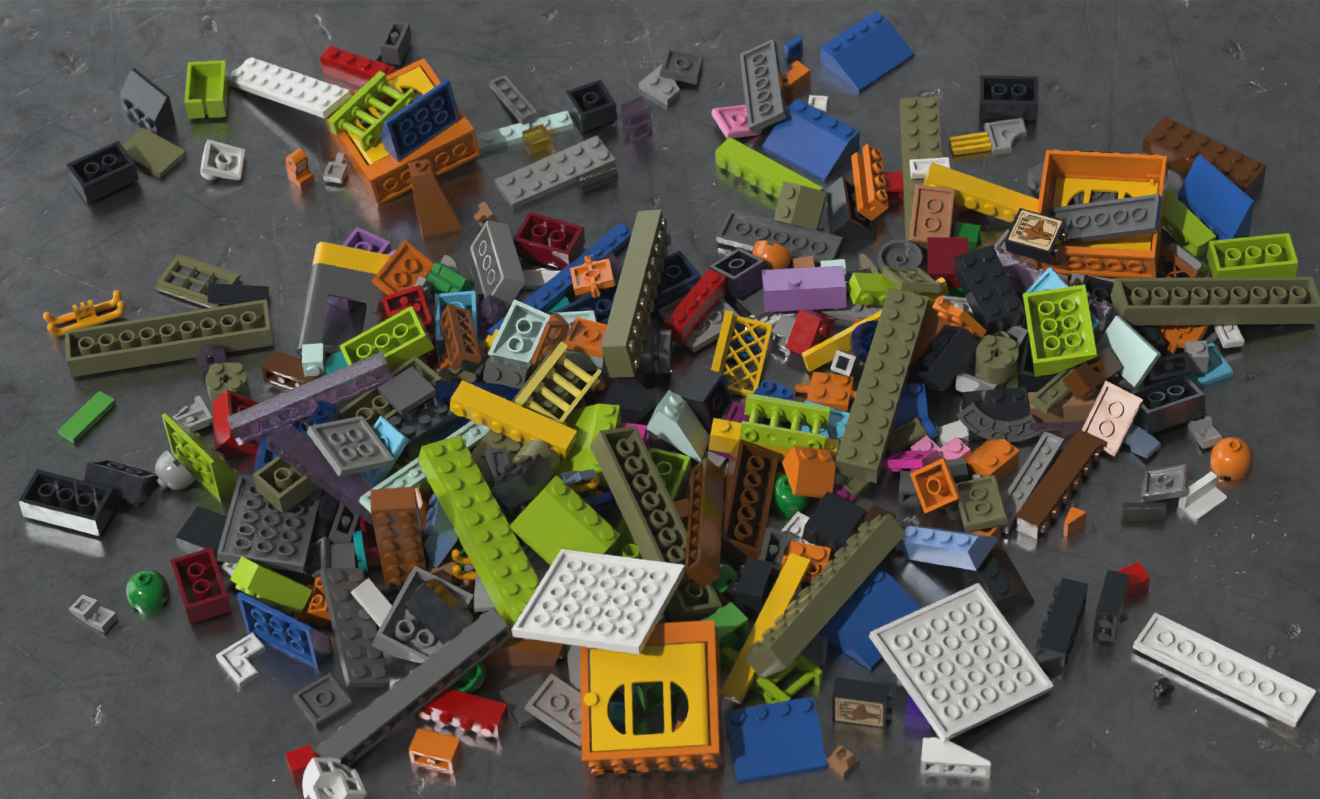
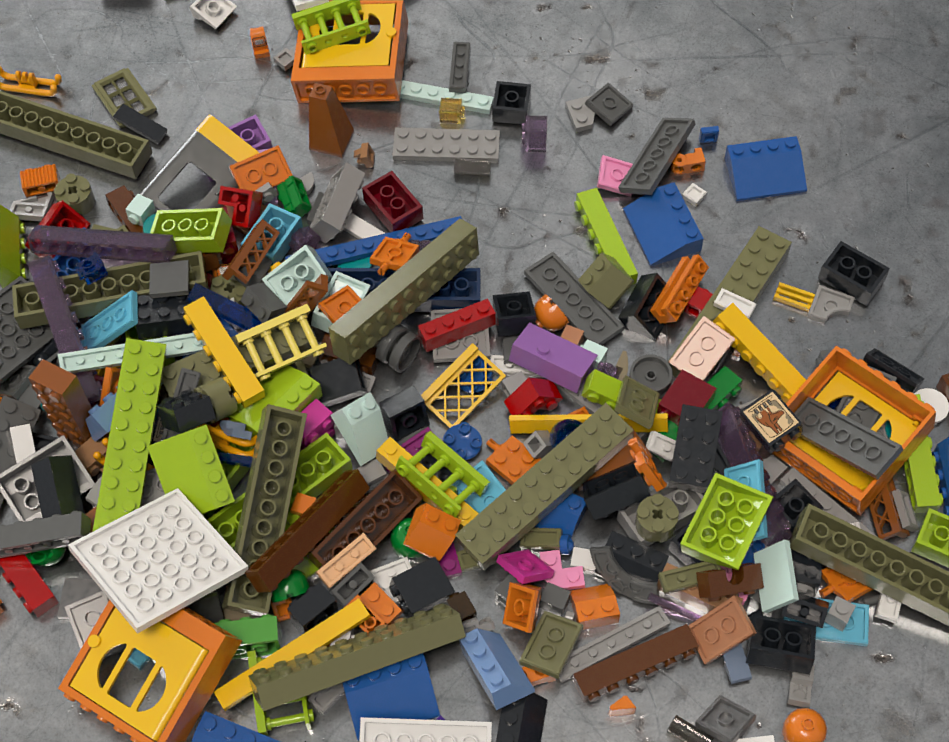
camera: 30 degrees right, 10 degrees up
(178, 390) = (39, 180): none -> orange brick
(211, 350) = (81, 166): clear purple brick -> none
(350, 446) = (87, 304): light grey plate -> none
(420, 121) = (351, 51): blue slope -> none
(754, 531) = (345, 560): none -> light nougat tile

